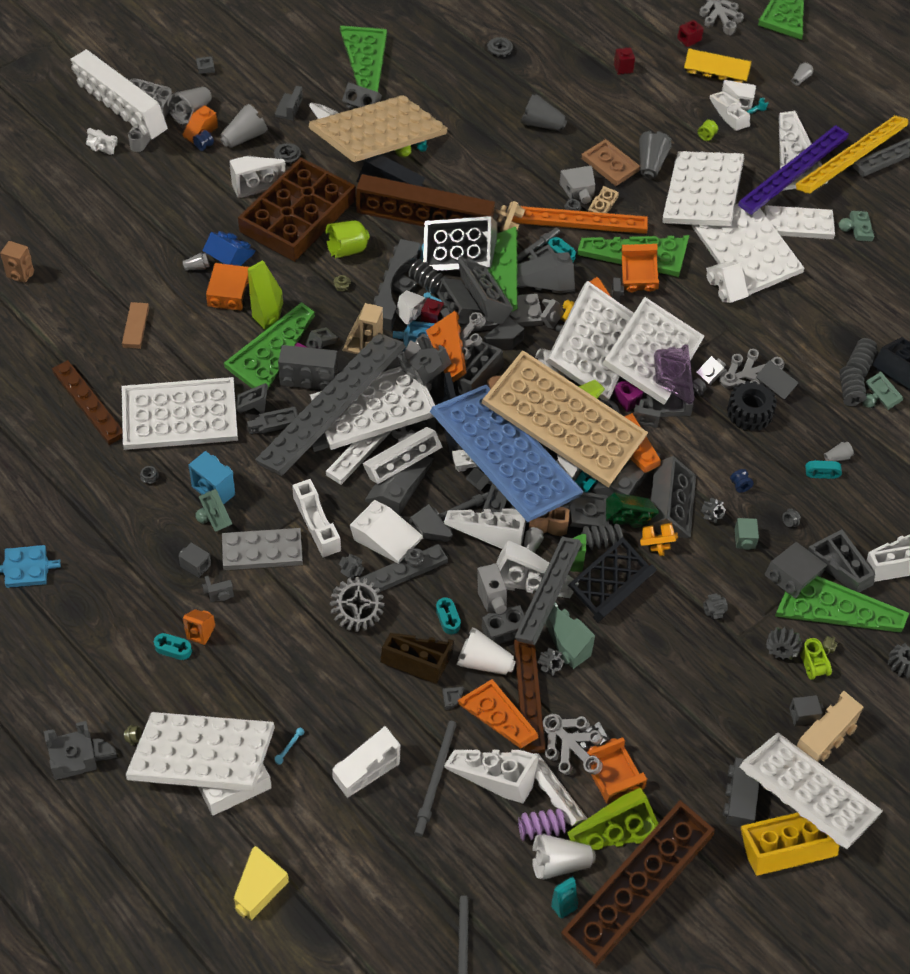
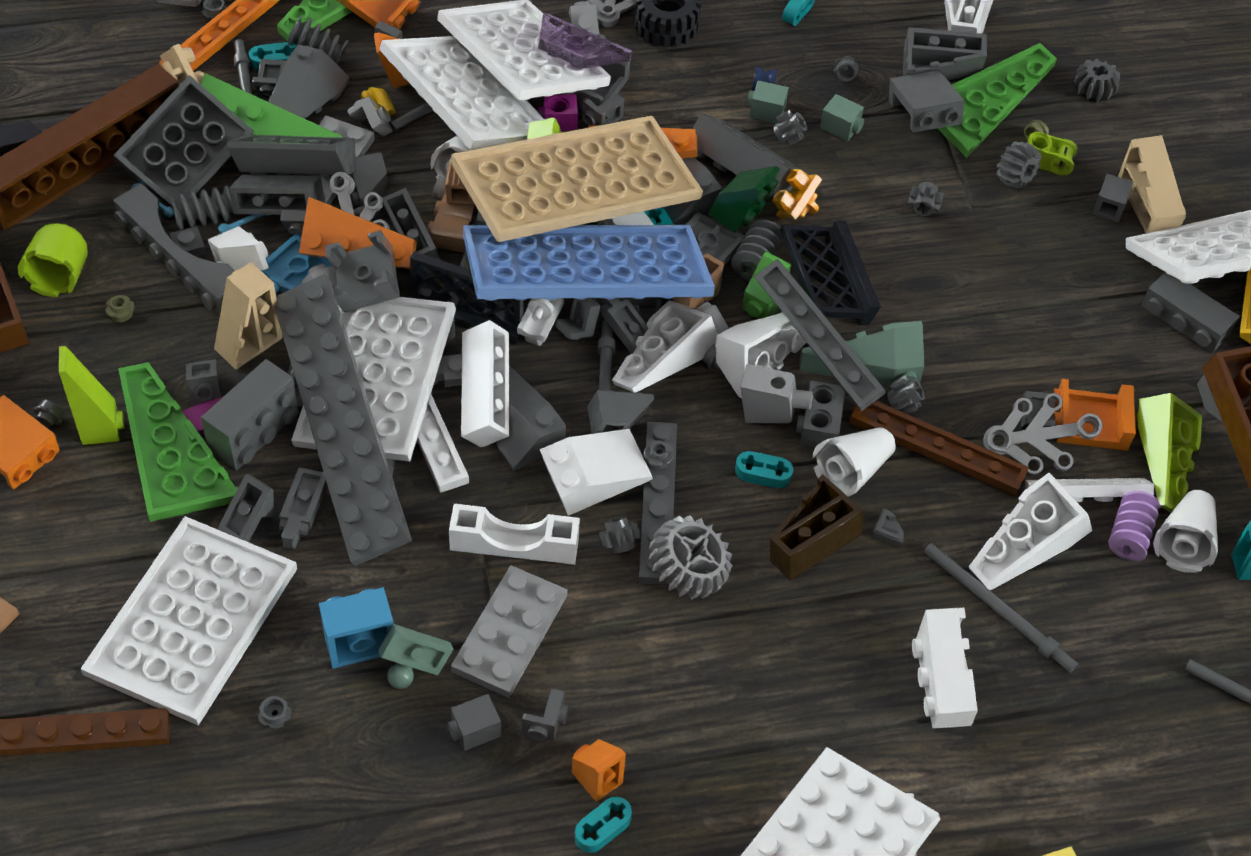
camera: 60 degrees left, 0 degrees up
(279, 758) = (841, 730): medium azure hinge -> none
(431, 311) = (269, 230): dark red brick -> none
(499, 713) = (948, 487): orange wing -> none
(580, 259) = (313, 38): none -> dark grey piece
(726, 490) = (767, 101): none -> sand green brick

